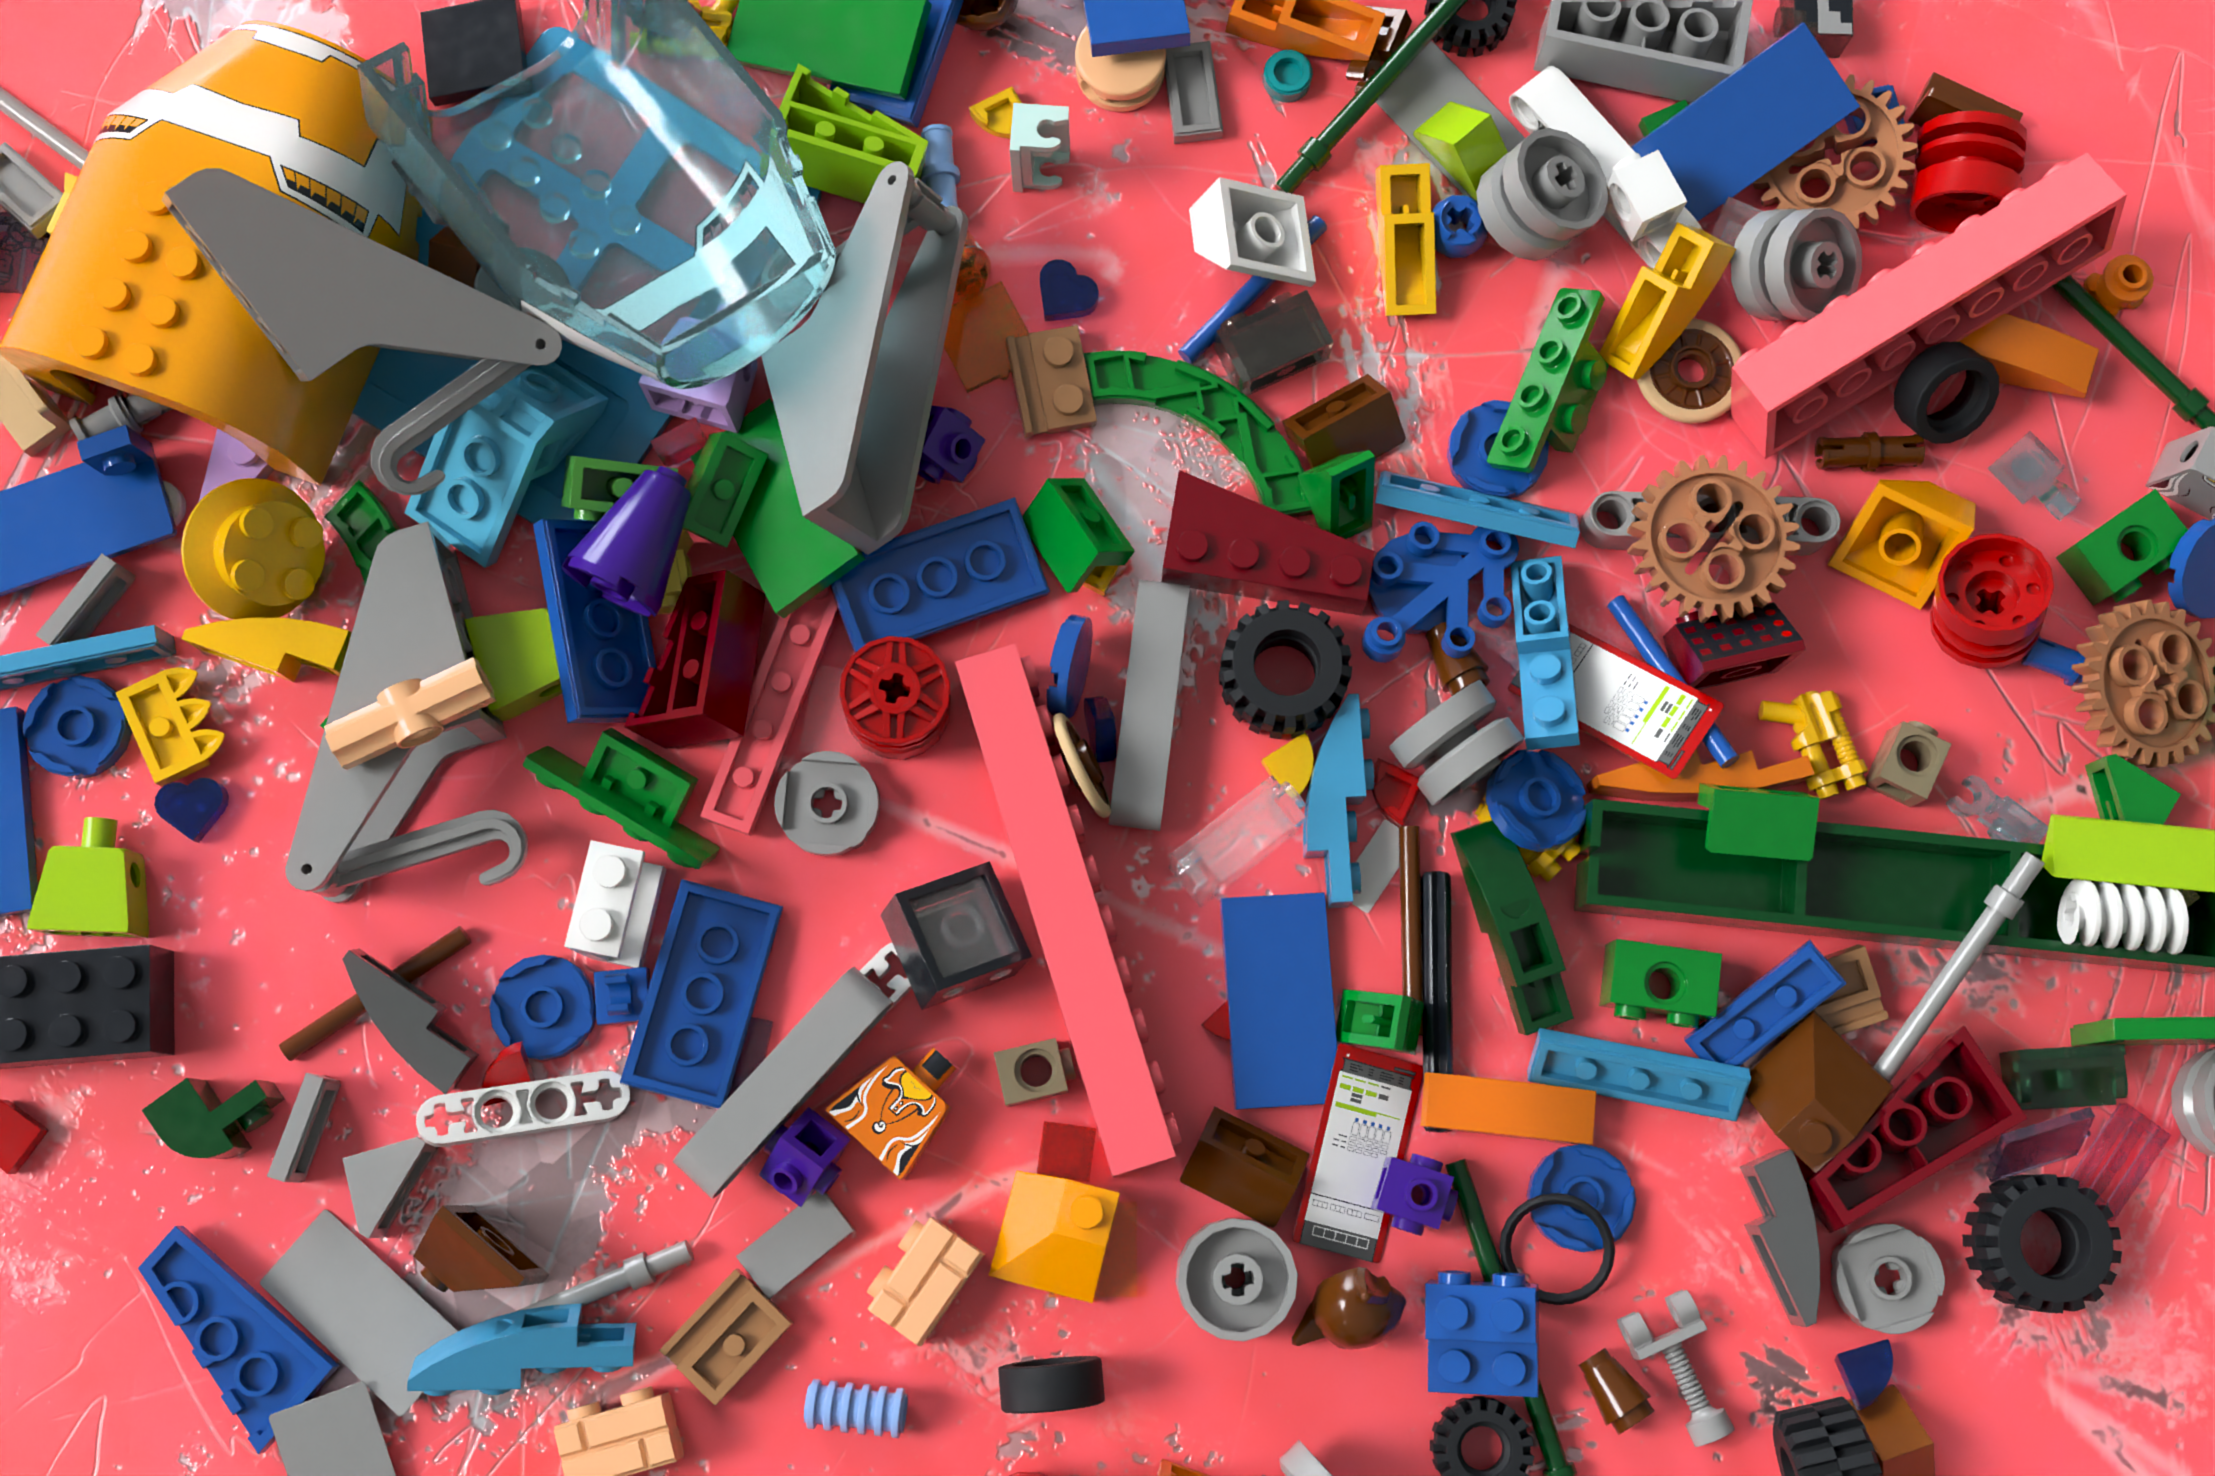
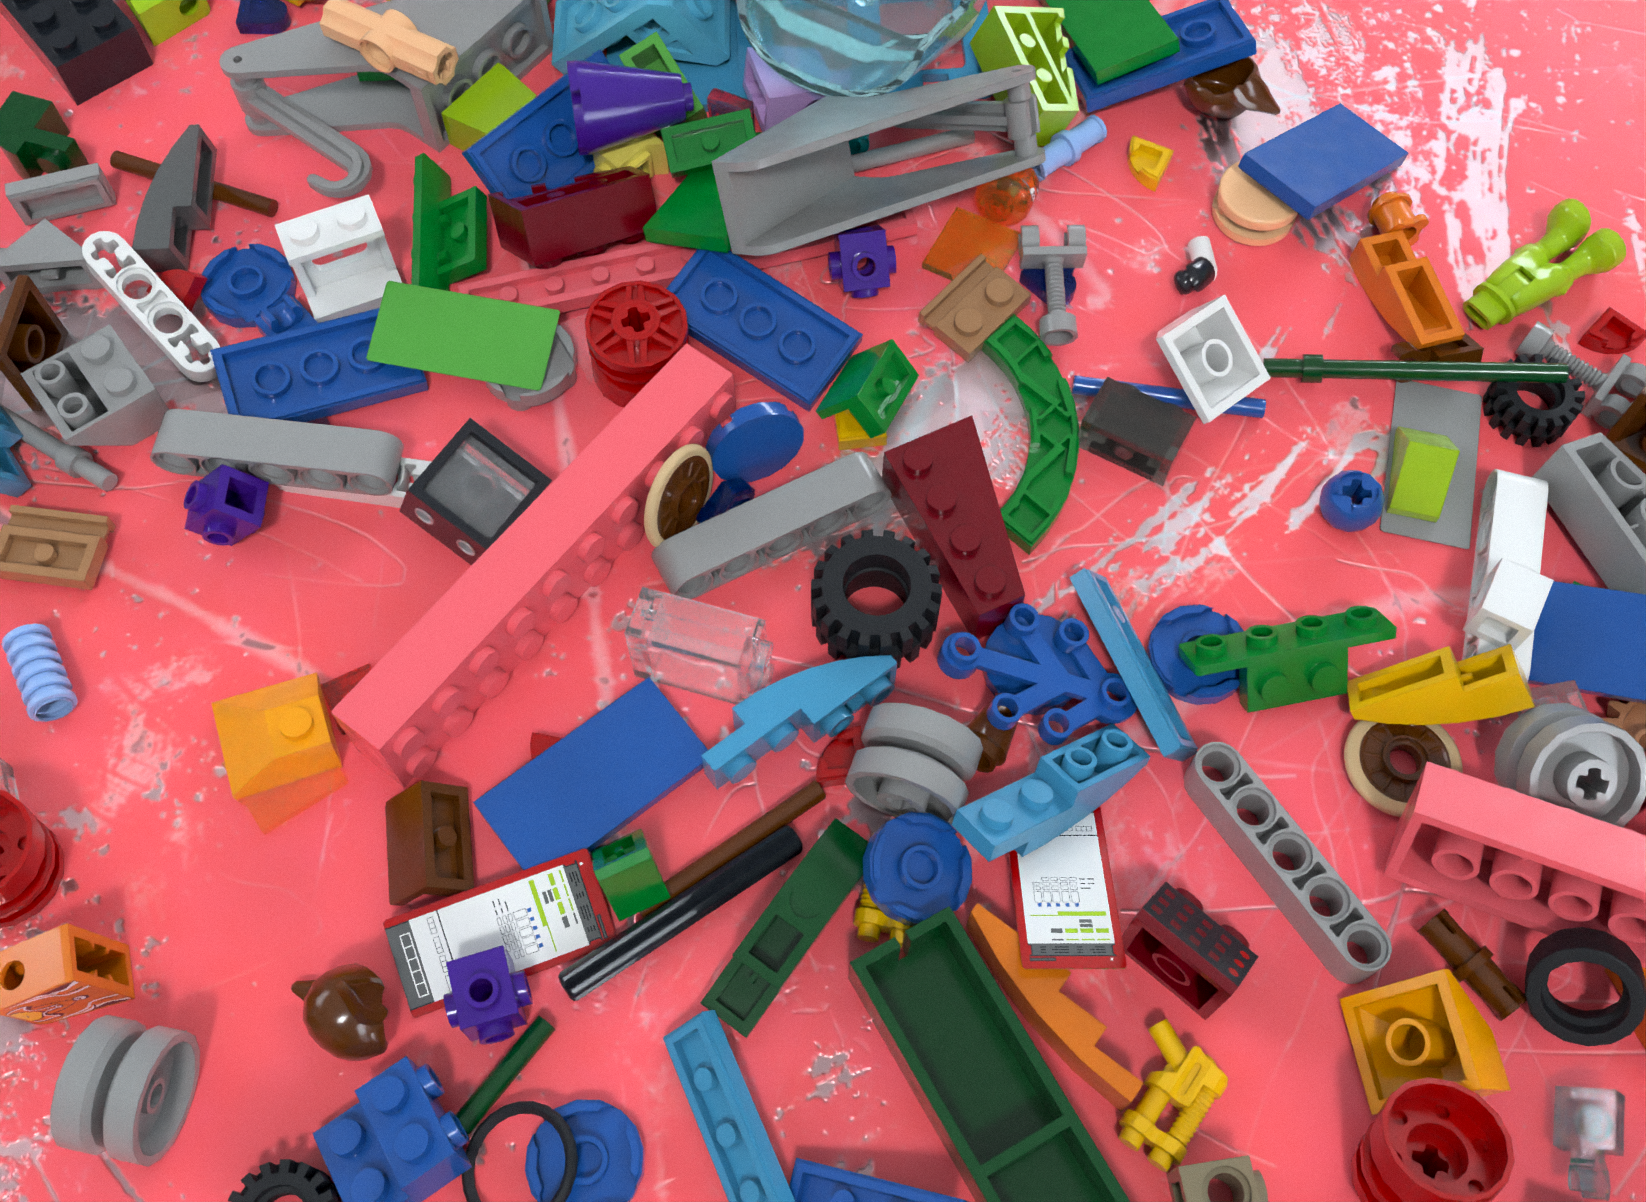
camera: 55 degrees right, 15 degrees down
(590, 1211) = (97, 393): none -> light grey slope
(768, 845) = (463, 335): none -> bright green sticker
(795, 1243) = (158, 552): light grey tile -> none
(896, 1110) = (307, 551): orange torso -> none
(924, 1280) = (176, 655): light nougat brick -> none
(1010, 1065) = (389, 614): dark tan brick -> none
(1038, 137) = (1140, 177): hinge -> none
(1051, 1384) = (133, 798): black tyre -> none
(1058, 251) = (1057, 326): none -> light grey bar
(1152, 163) = (1201, 269): none -> black arm
(1192, 93) = (1280, 264): light grey tile -> none
(1268, 1283) = (316, 891): light grey wheel -> none
(1287, 76) = (1355, 317): teal tile -> none
(1292, 763) = (801, 656): yellow tile -> none
(1342, 493) = (1055, 550): green slope -> none
(1347, 422) = (1113, 529): reddish brown panel -> none
(1377, 865) = (765, 788): white sticker -> none
(1406, 239) = (1305, 468): yellow slope -> none
(1508, 1108) = (620, 1030): orange slope -> none
(1542, 194) = (1434, 532): light grey wheel -> none
(1657, 658) = (1126, 896): blue bar -> none
(1691, 975) = (833, 1058): green brick -> none
(1750, 567) = (1271, 904): nougat gear -> none
(1759, 821) = (1040, 1070): green panel -> none

